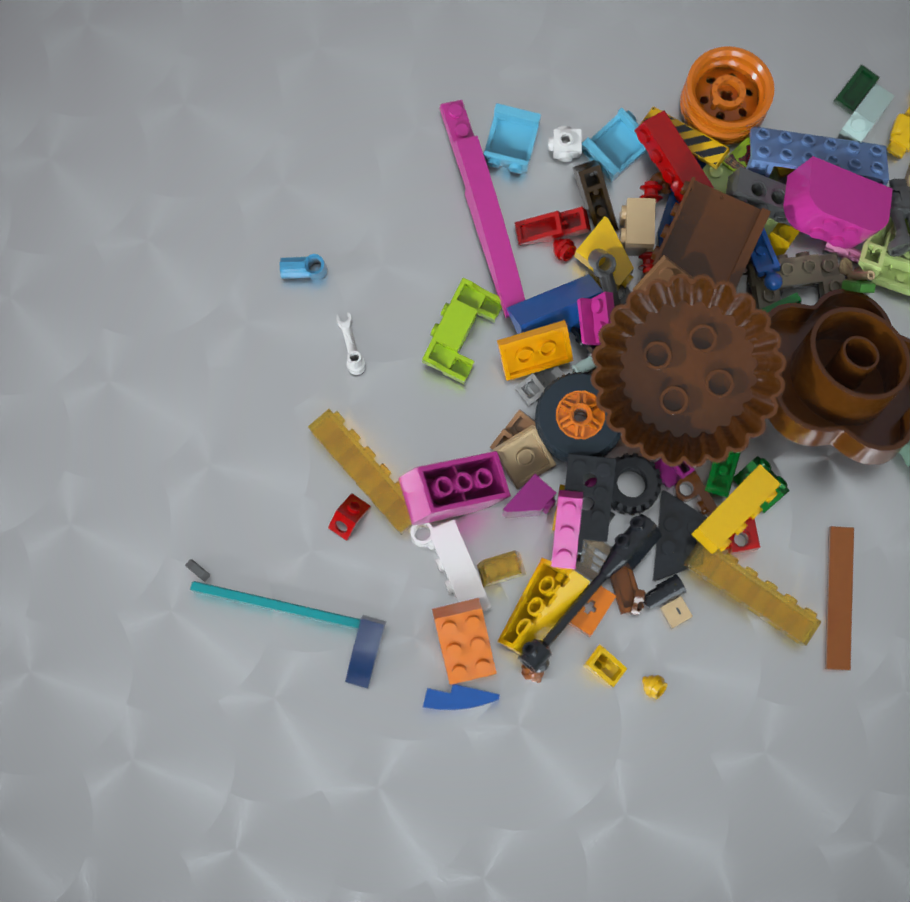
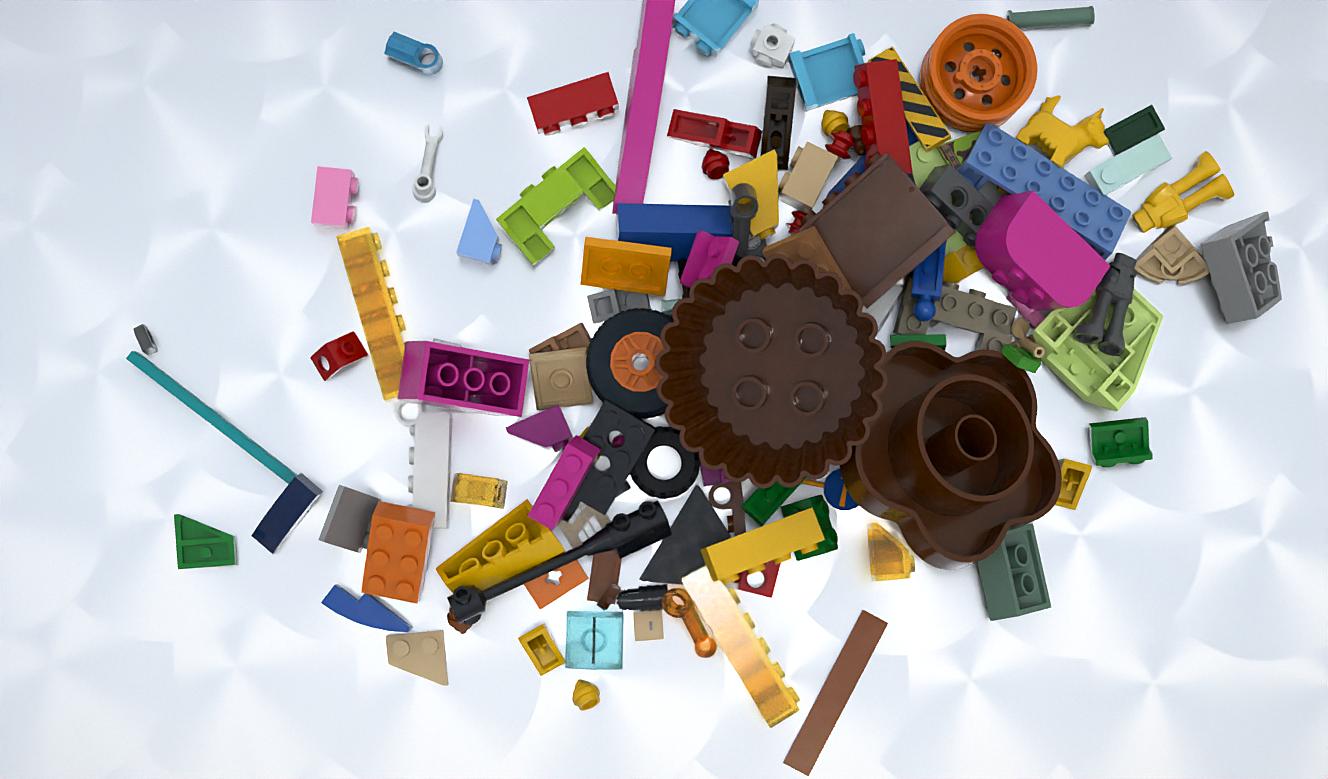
camera: 20 degrees right, 5 degrees up
(291, 400) = (334, 198): none -> bright pink brick
(311, 705) = (202, 545): none -> green wing
(415, 380) = (479, 238): none -> light blue slope
(417, 632) = (349, 519): none -> light grey slope
(438, 251) = (573, 104): none -> red brick
(514, 713) = (419, 654): none -> tan wing
(636, 179) = (833, 122): none -> yellow plate
(640, 641) = (594, 640): none -> clear light blue slope
(725, 607) = (703, 644): none -> clear orange piece
(761, 33) = (1052, 17): none -> sand green pin
(771, 445) = (835, 491): none -> blue piece
(808, 117) = (1059, 138): none -> yellow animal
(830, 476) = (887, 555): none -> clear yellow slope

